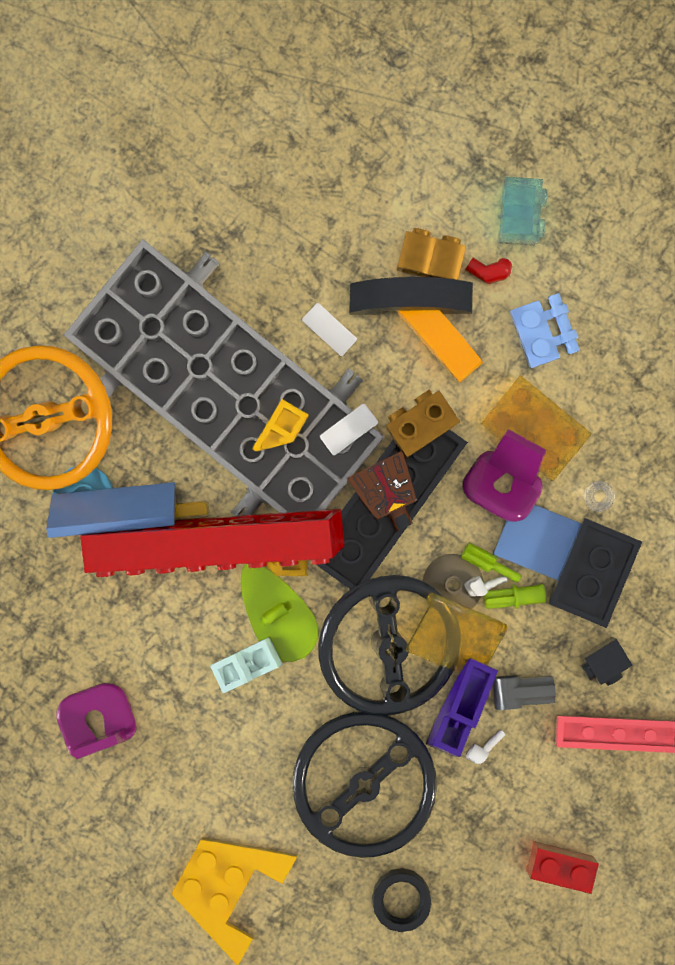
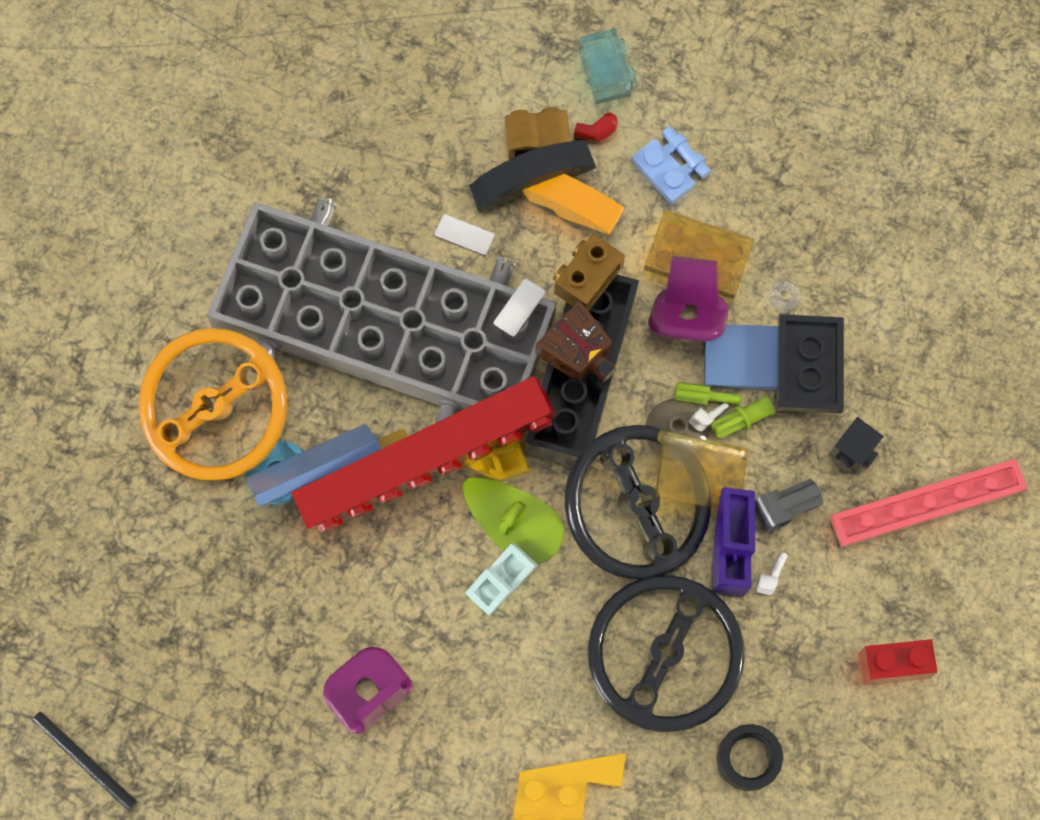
camera: 30 degrees left, 15 degrees down
(281, 427) = (453, 326): yellow tile -> none

